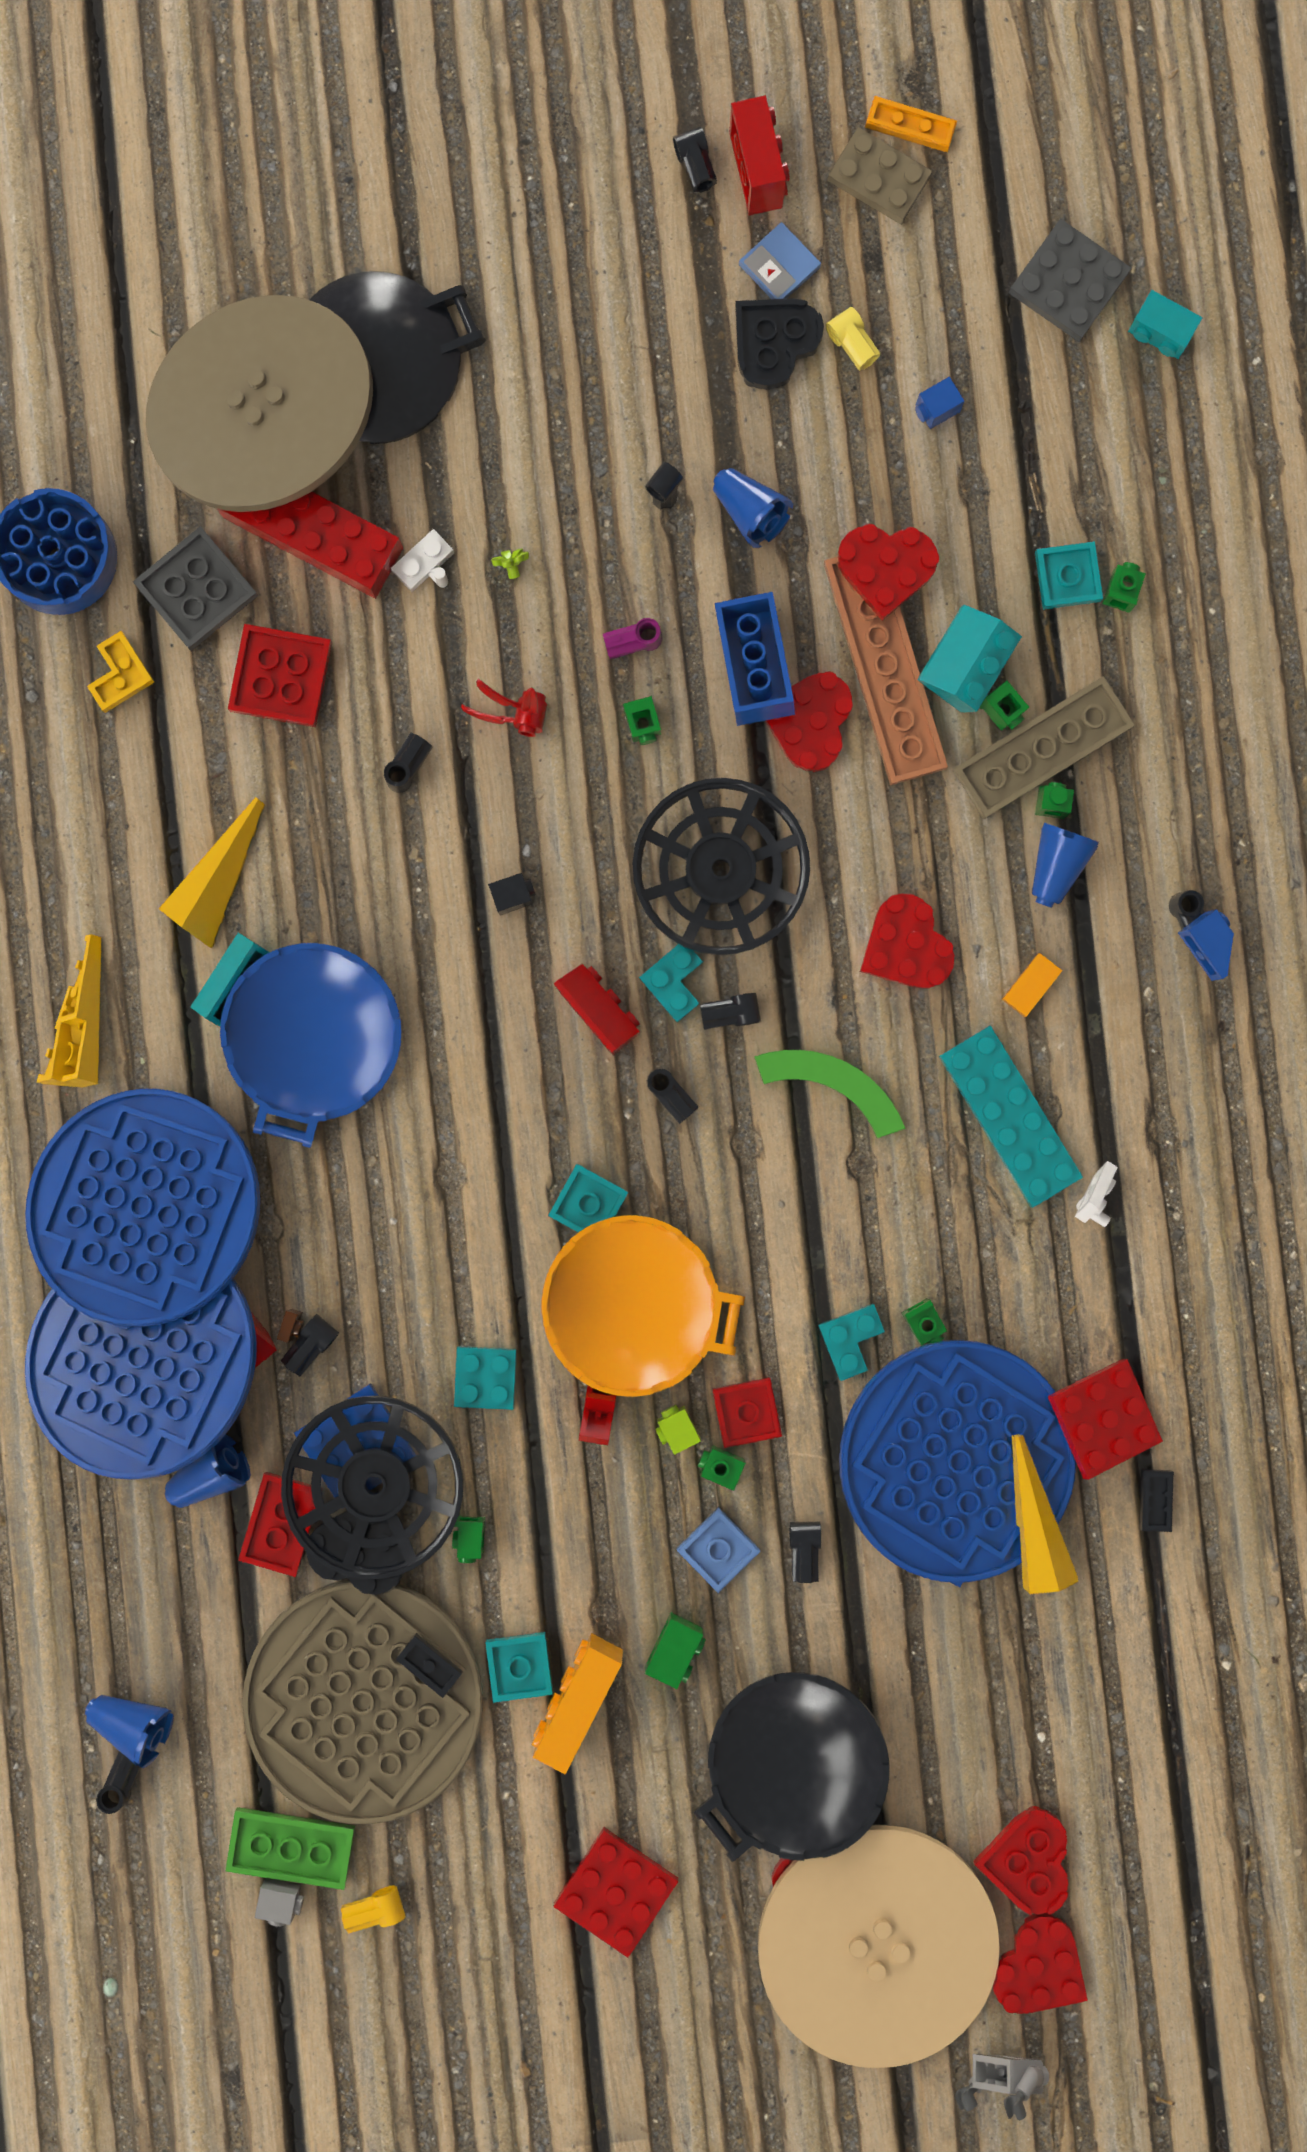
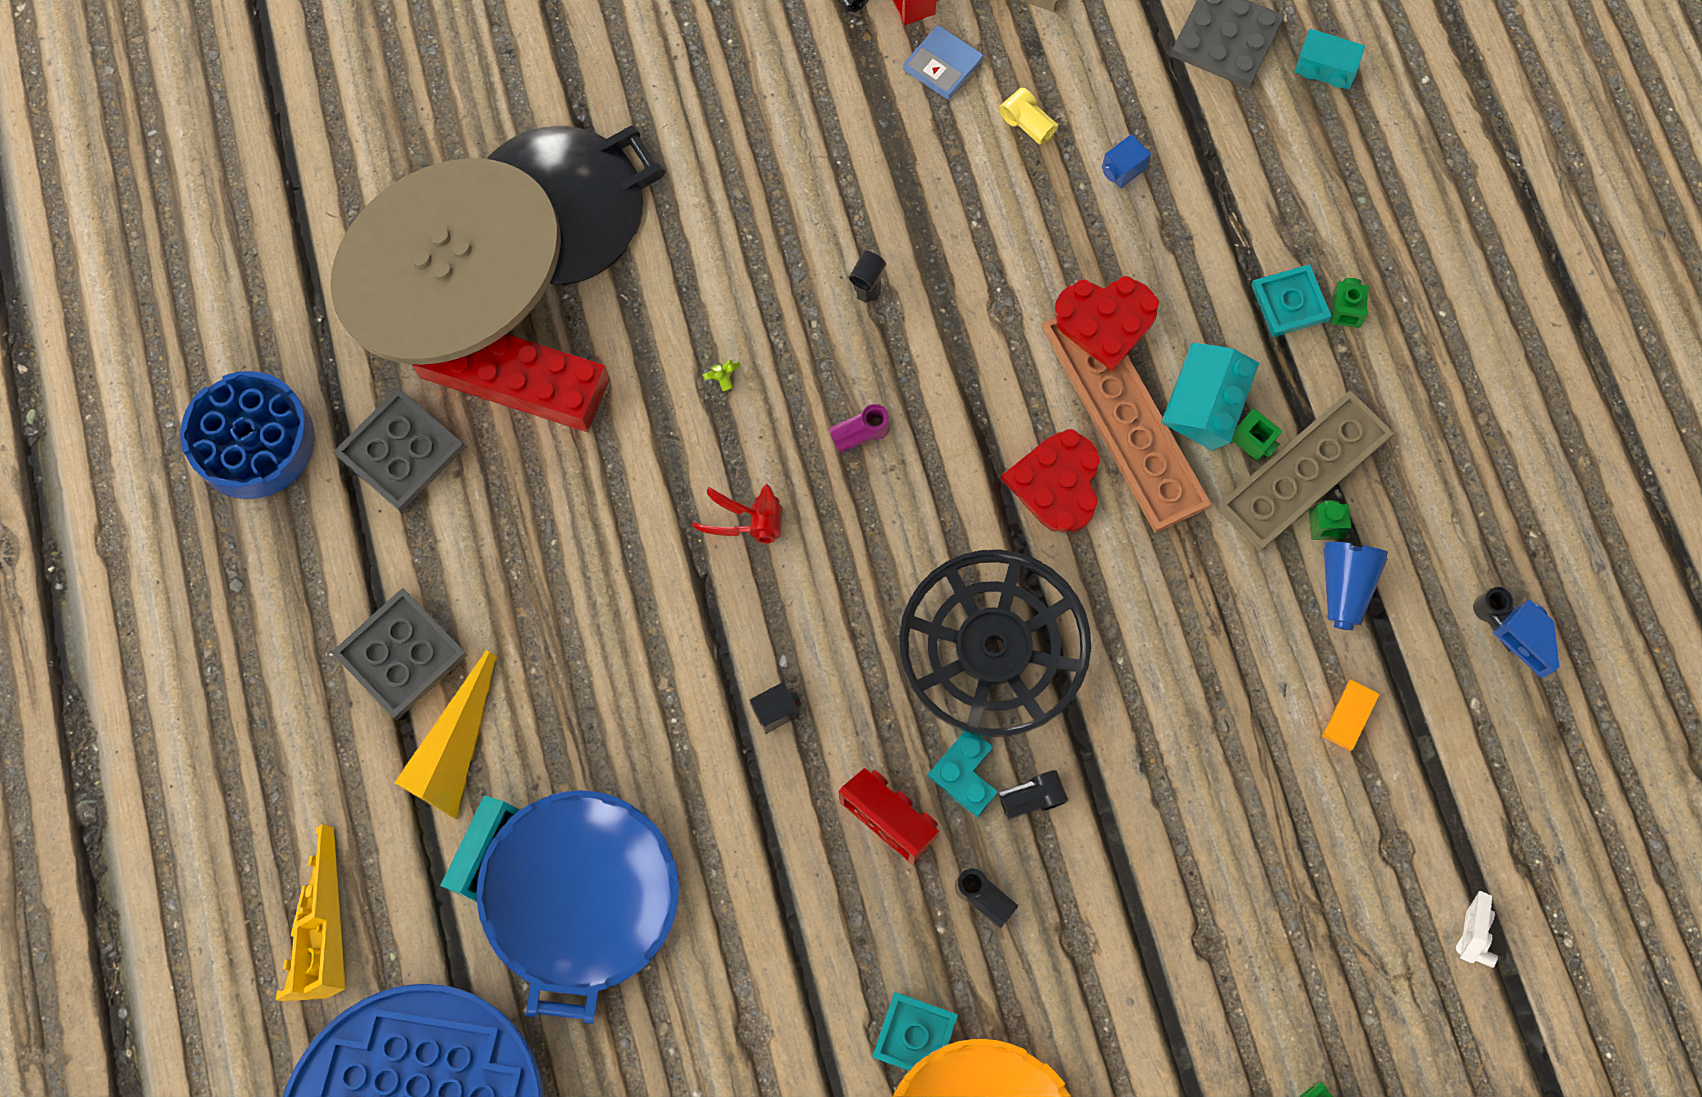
camera: 10 degrees left, 15 degrees down
(126, 675) = (335, 547): yellow plate -> none
(175, 787) = (399, 654): none -> dark grey plate
(279, 675) = (497, 522): red plate -> none
(407, 760) = (644, 588): black piece -> none
(424, 561) = (633, 387): white plate -> none
(642, 710) = (884, 497): green brick -> none
(753, 507) = (959, 282): blue cone -> none
(755, 658) = (991, 427): blue brick -> none
(774, 336) = (950, 127): black plate -> none
(836, 1075) = (1163, 847): bright green tile -> none
(905, 946) = (1207, 696): red plate -> none
(1010, 1116) = (1362, 862): teal plate -> none

